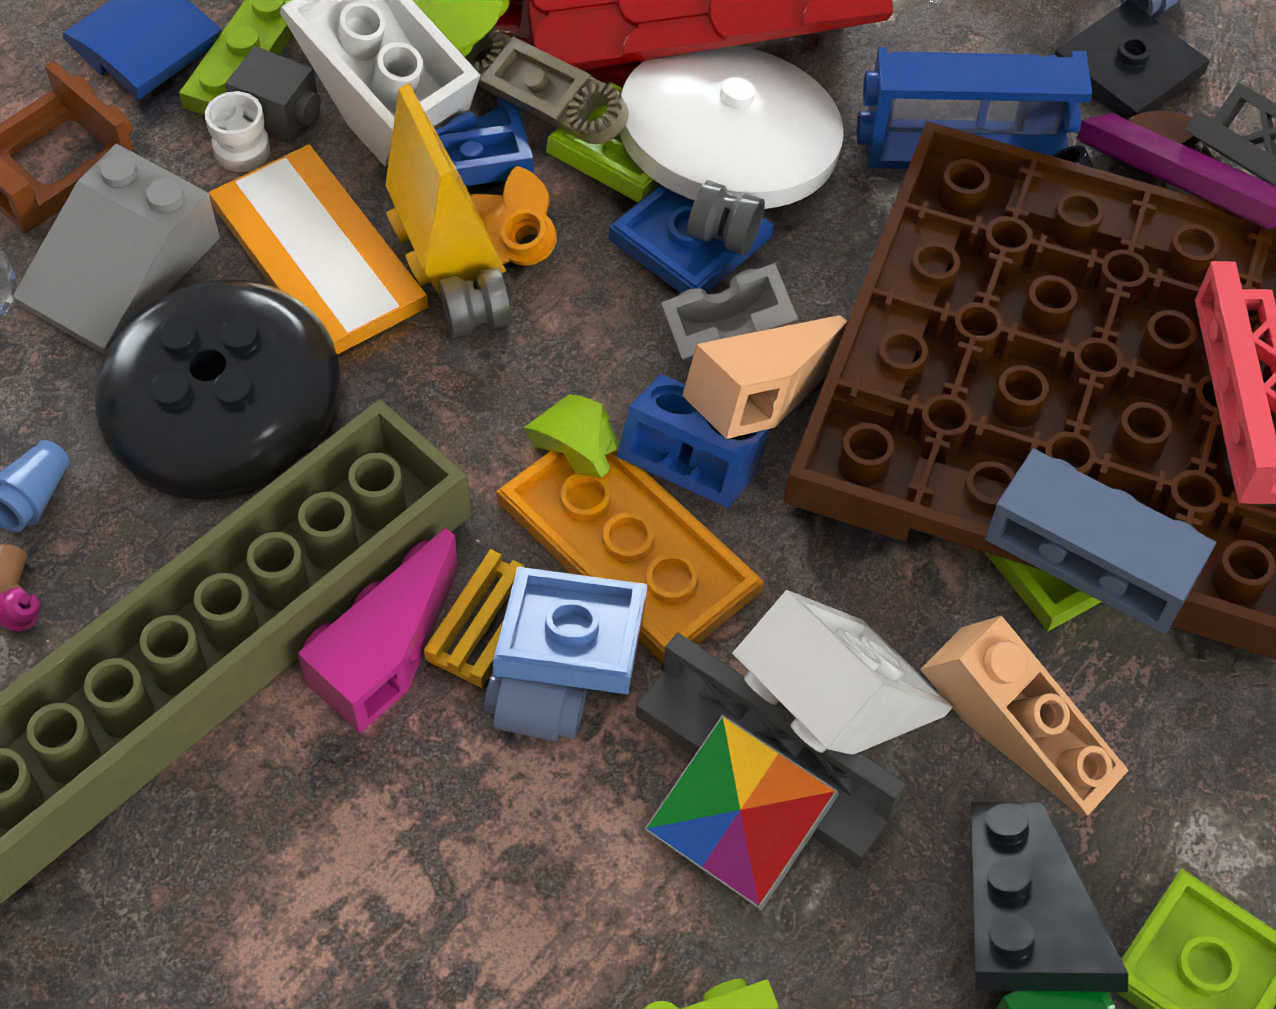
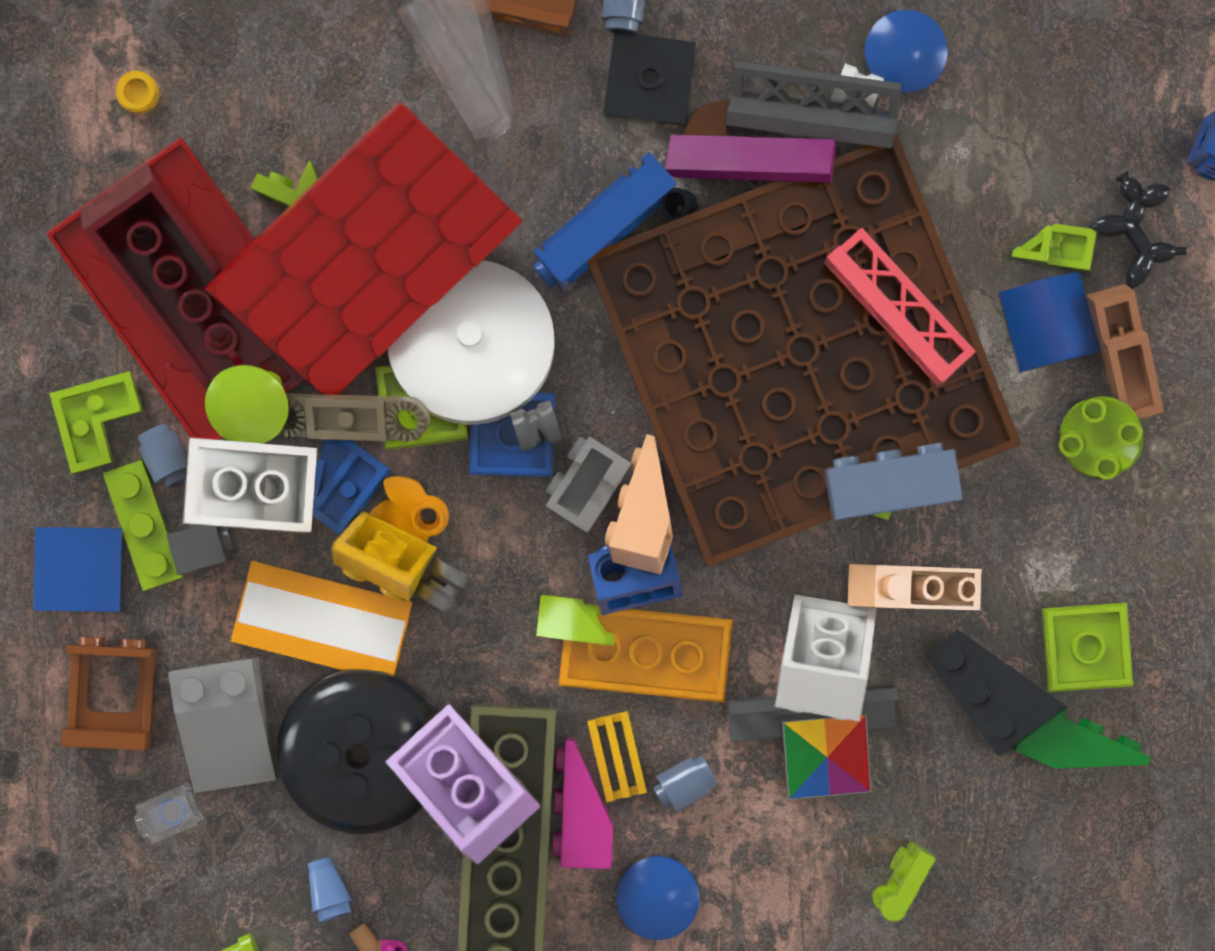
camera: 40 degrees left, 30 degrees up
(237, 131) = (199, 592): white wheel -> none
(282, 454) = (463, 784): none -> lavender slope
(373, 811) = (657, 897): none -> blue dish
(571, 630) = (673, 738): tile -> none

